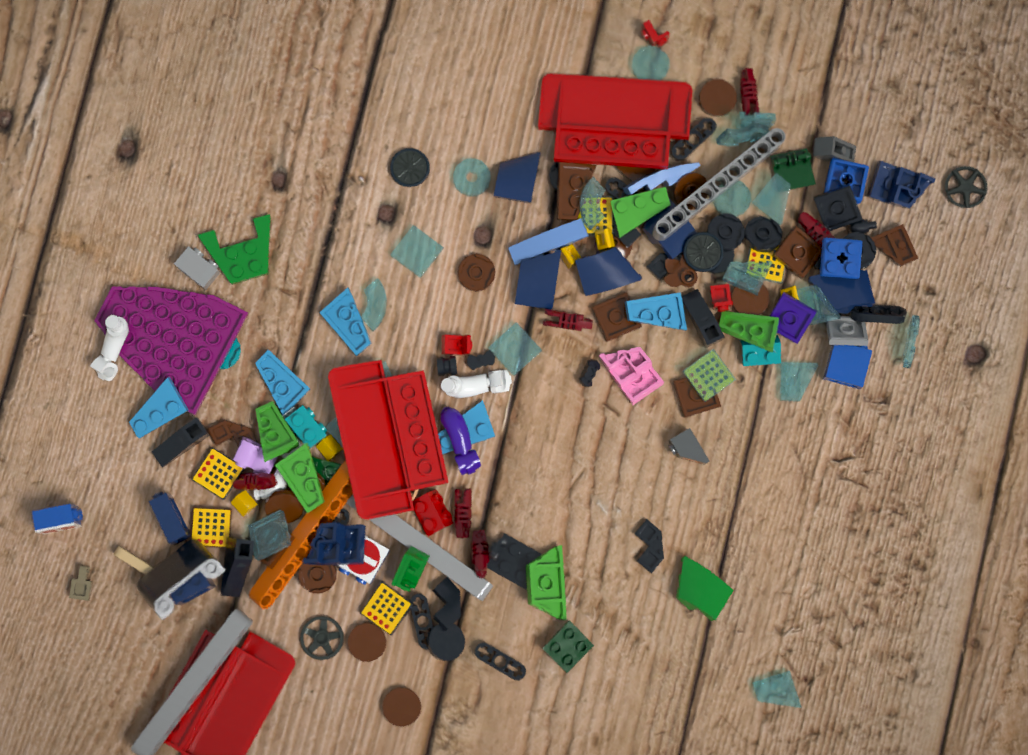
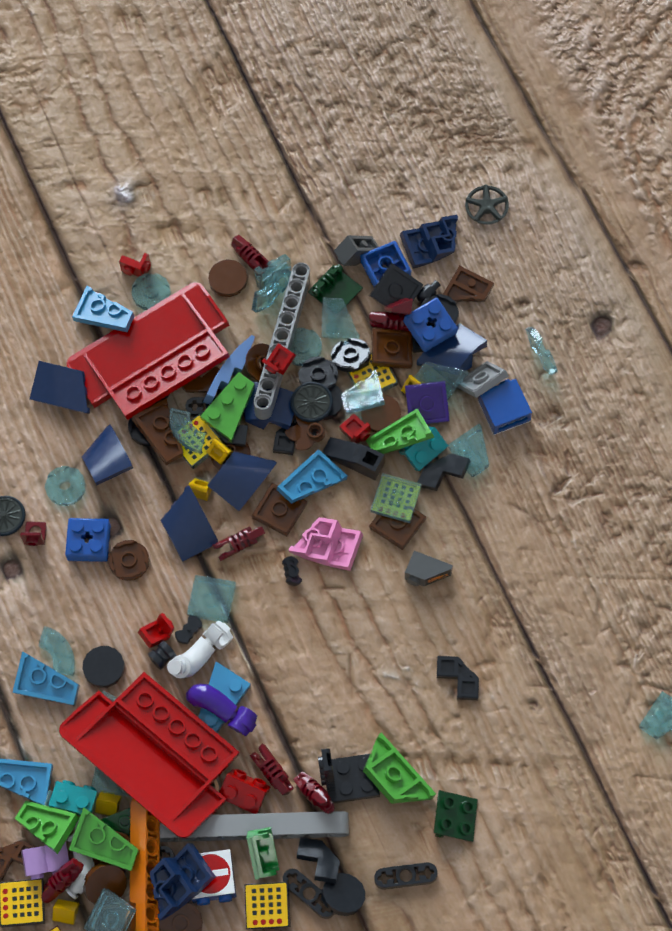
camera: 30 degrees left, 15 degrees down
(399, 341) = (103, 666): none -> black tile
(417, 204) = (34, 538): none -> dark red bracket
(417, 251) = (62, 580): clear light blue tile -> none
(457, 222) = (98, 545): none -> blue brick
(523, 95) = (60, 387): none -> dark blue slope
(549, 241) = (172, 488): medium blue slope -> none
(599, 54) = (99, 311): none -> wing
(699, 126) = (236, 332): black beam -> none
(700, 203) = (279, 360): none -> red bracket
(702, 589) = (531, 678): green slope -> none
(754, 376) = (435, 471): none -> black tile
(827, 226) = (401, 306): none -> dark red slope
(890, 314) = (497, 349): black beam -> none

